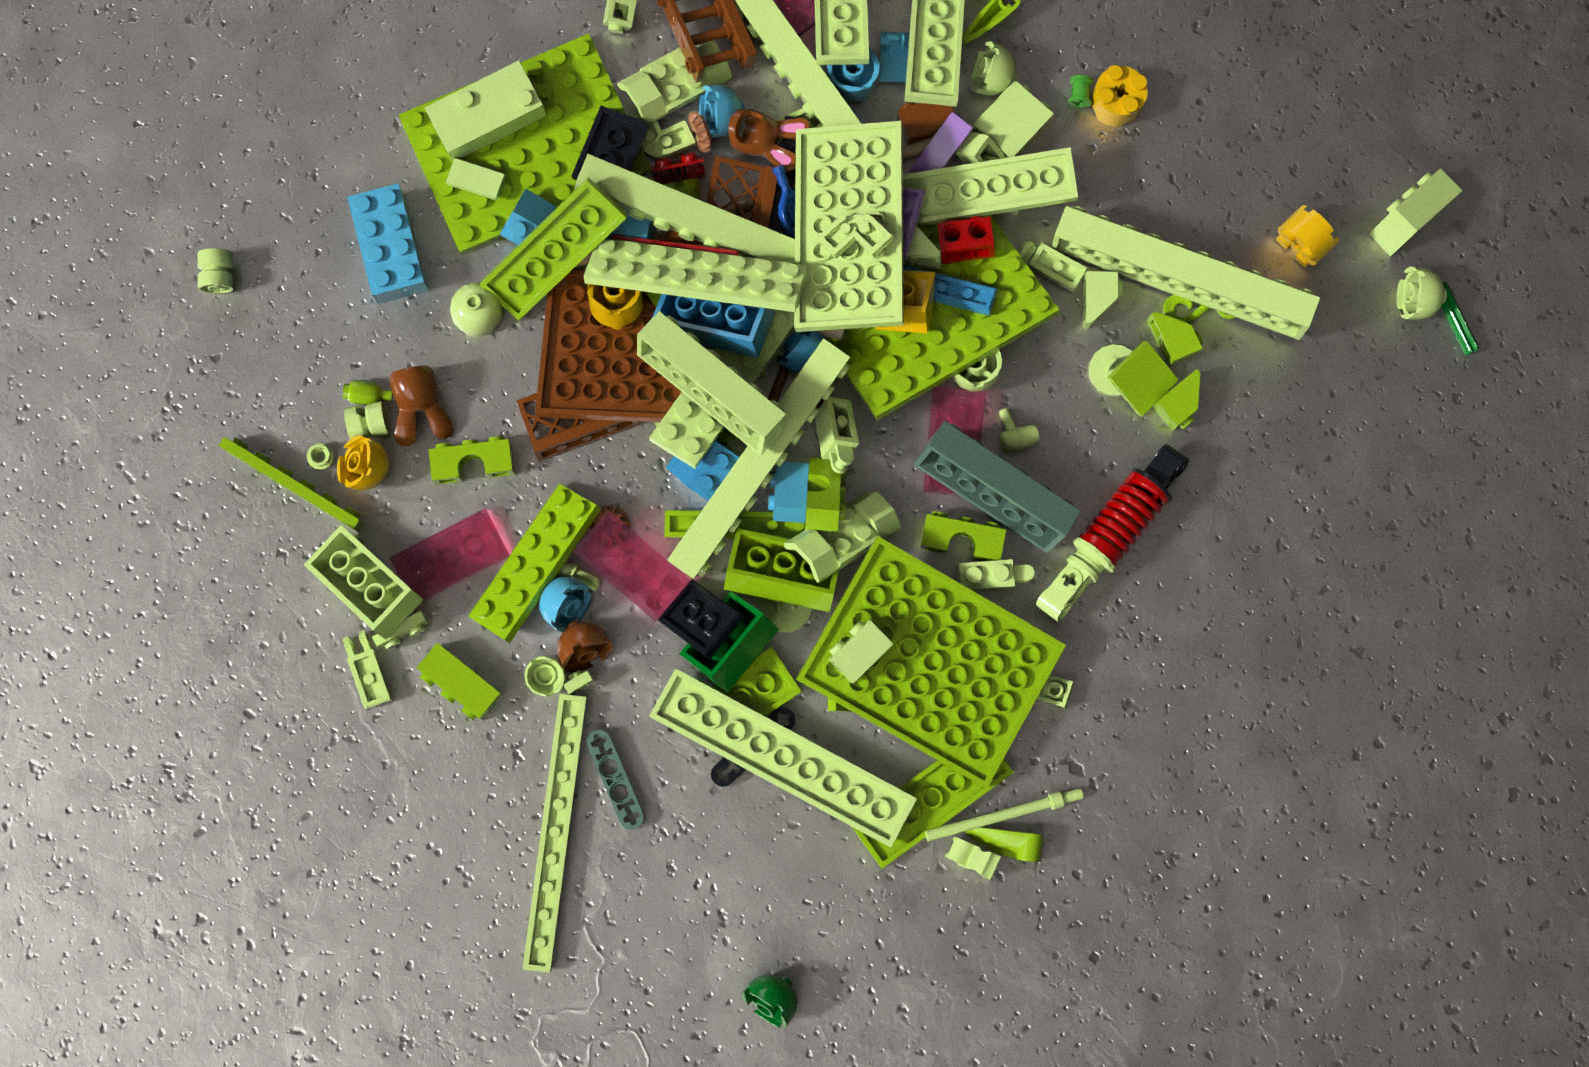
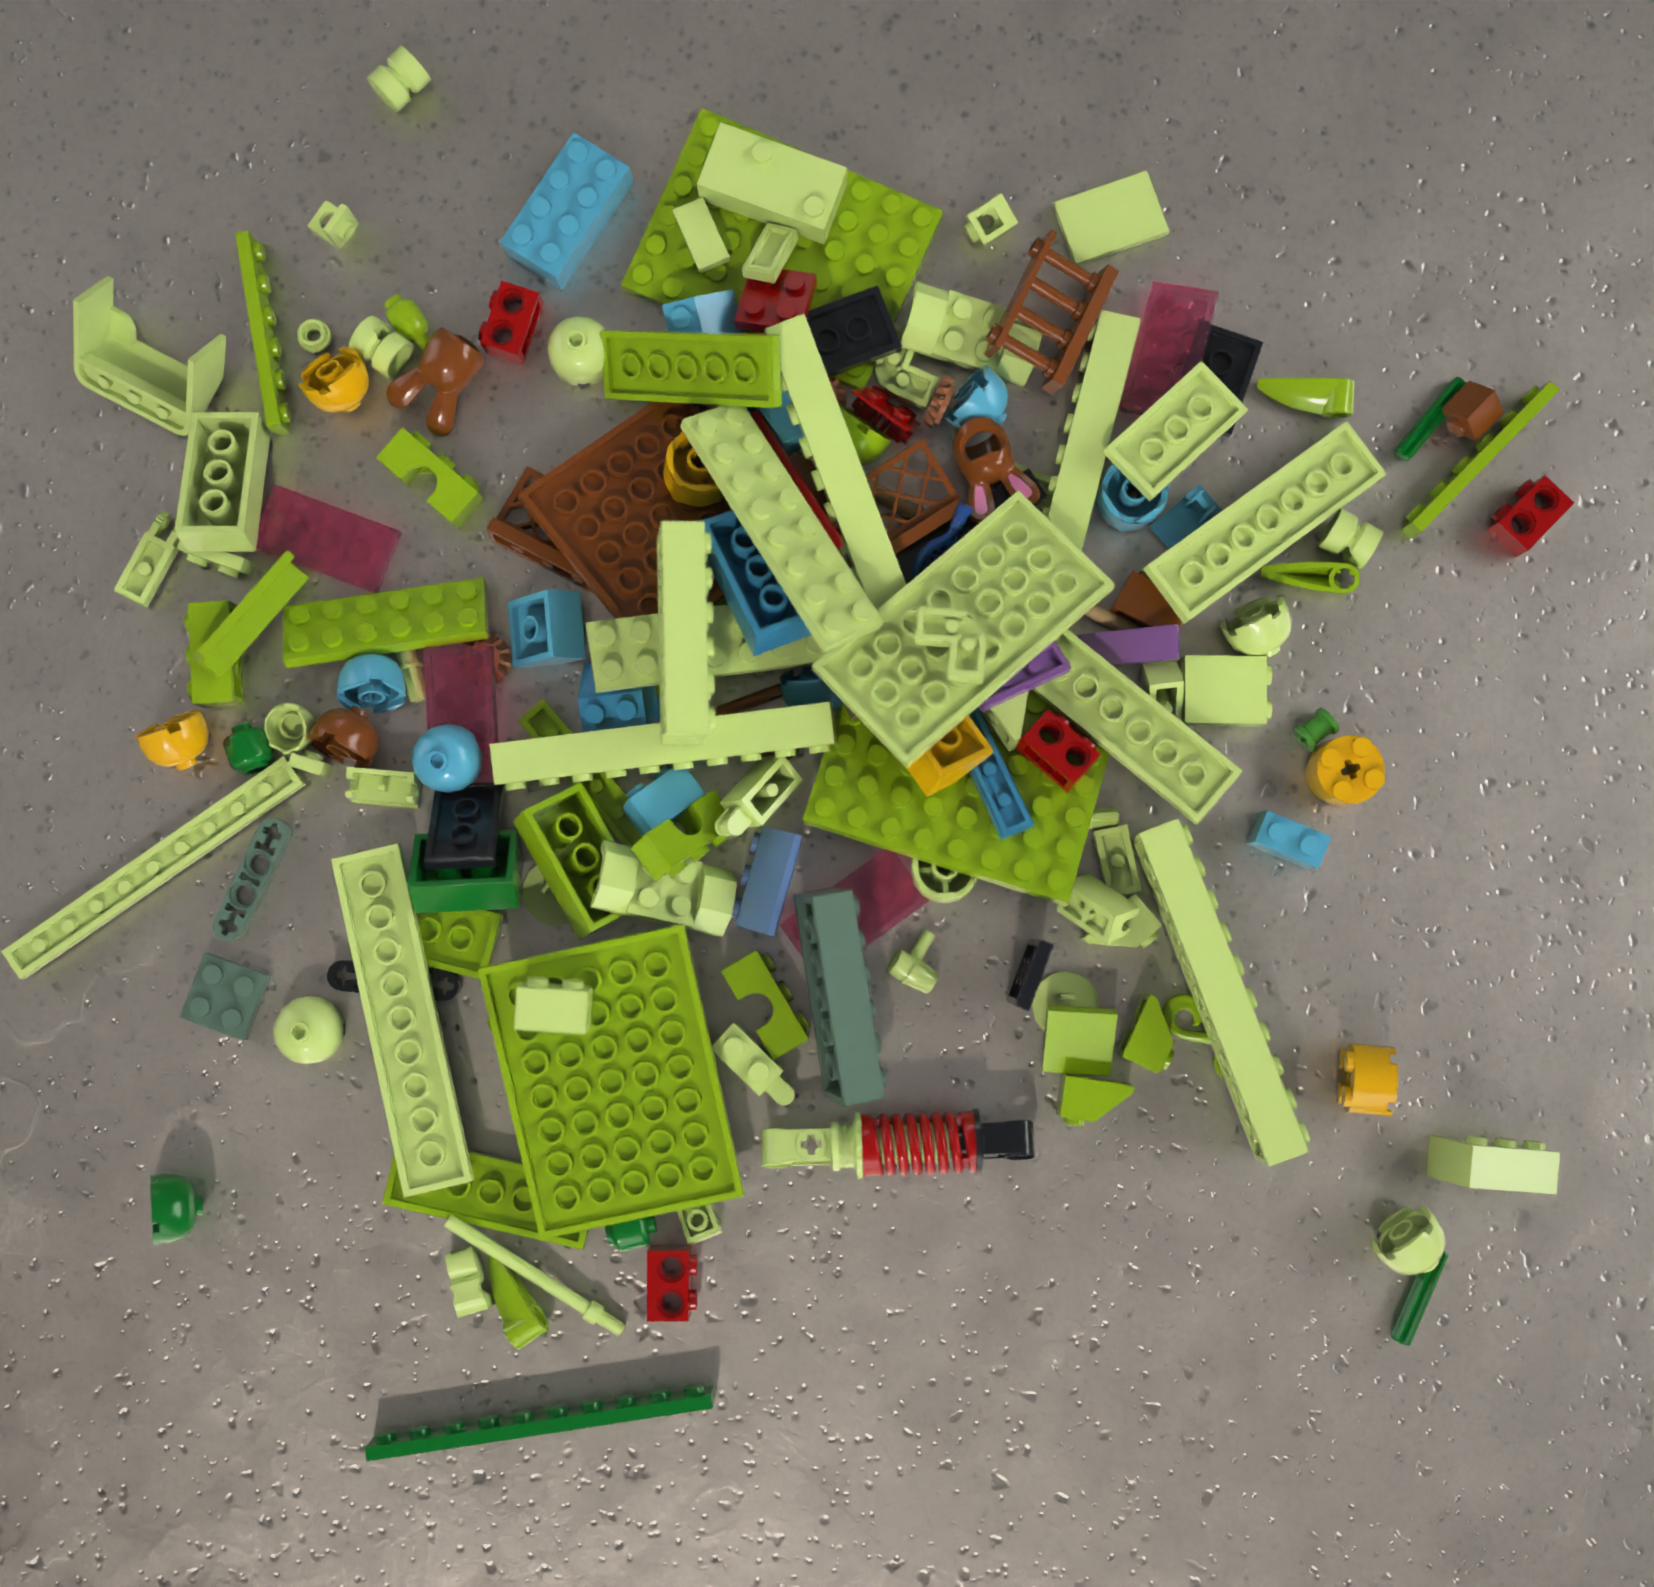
camera: 55 degrees right, 5 degrees up
(248, 580) = (135, 374): none -> yellowish green windscreen
(273, 384) = (339, 227): none -> yellowish green bracket
(425, 332) = (519, 323): none -> red brick
(458, 637) = (250, 616): none -> lime fence
(491, 749) = (175, 741): none -> yellow cylinder
(525, 148) = (770, 253): none -> yellowish green tile
(535, 712) = (248, 749): none -> green head
(554, 169) = (769, 303): none -> red plate
(624, 473) = (546, 628): none -> medium azure slope
(632, 651) = (383, 787): none -> yellowish green hinge
(651, 595) = (447, 758): none -> medium azure cylinder
(671, 858) = (225, 996): none -> sand green plate
(737, 824) = (309, 1030): none -> yellowish green cylinder
(892, 471) = (767, 880): none -> medium blue slope
(1029, 735) = (631, 1234): none -> green head
(1074, 743) = (663, 1282): none -> red brick
(1078, 299) = (1099, 909): none -> yellowish green hinge
(1080, 368) = (1029, 973): none -> black tile
(1088, 896) = (528, 1424): none -> green plate
(1130, 161) = (1288, 840): none -> medium azure brick

